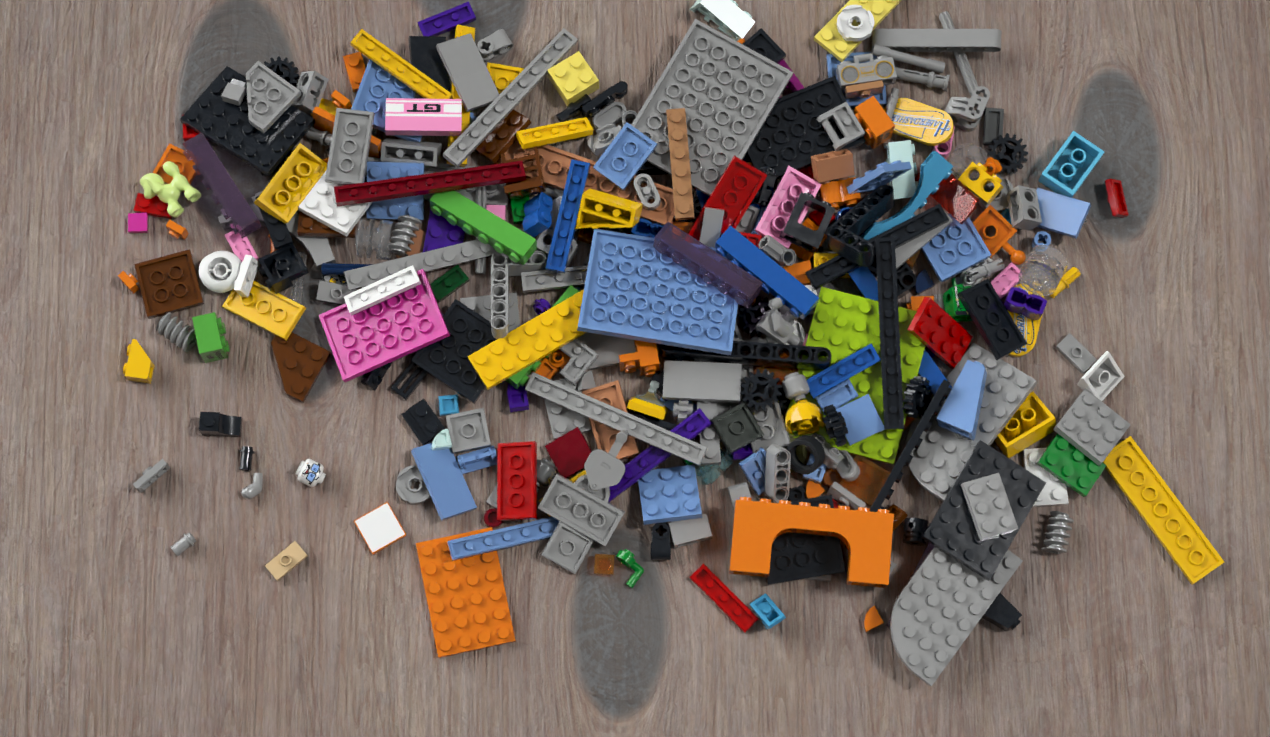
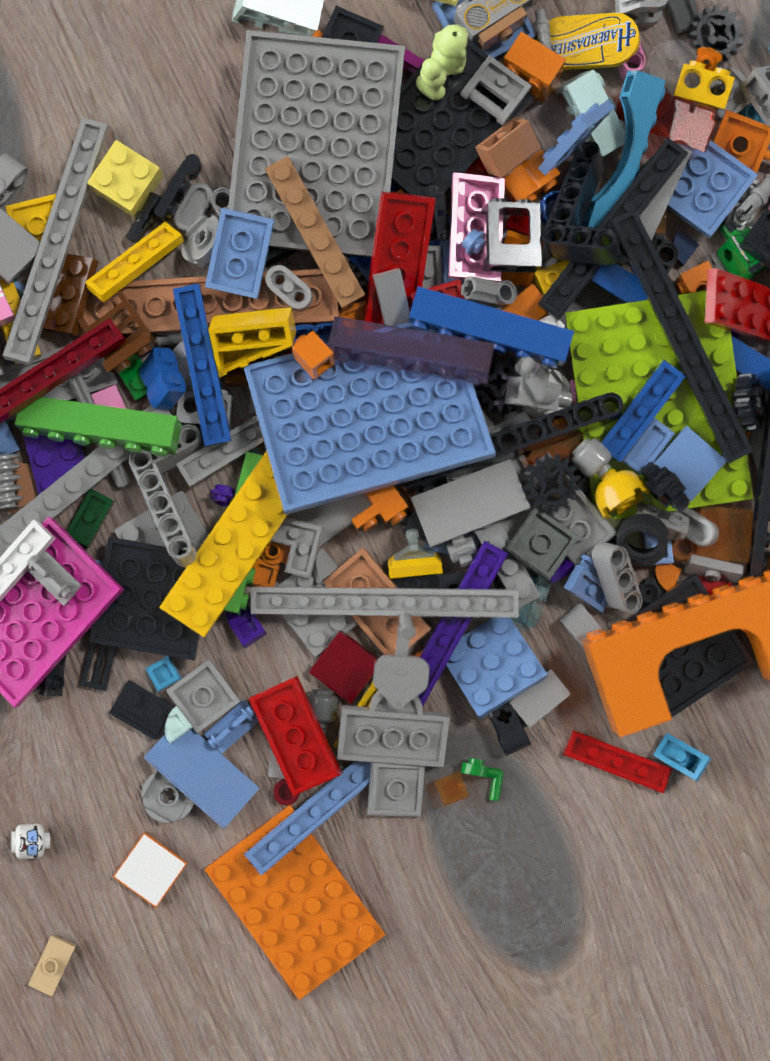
camera: 25 degrees left, 10 degrees up
(408, 307) = (53, 577): none -> light grey hinge
(642, 239) = (313, 354): none -> orange brick
(781, 214) = (474, 242): none -> medium blue plate
(815, 92) = (445, 60): none -> yellowish green animal

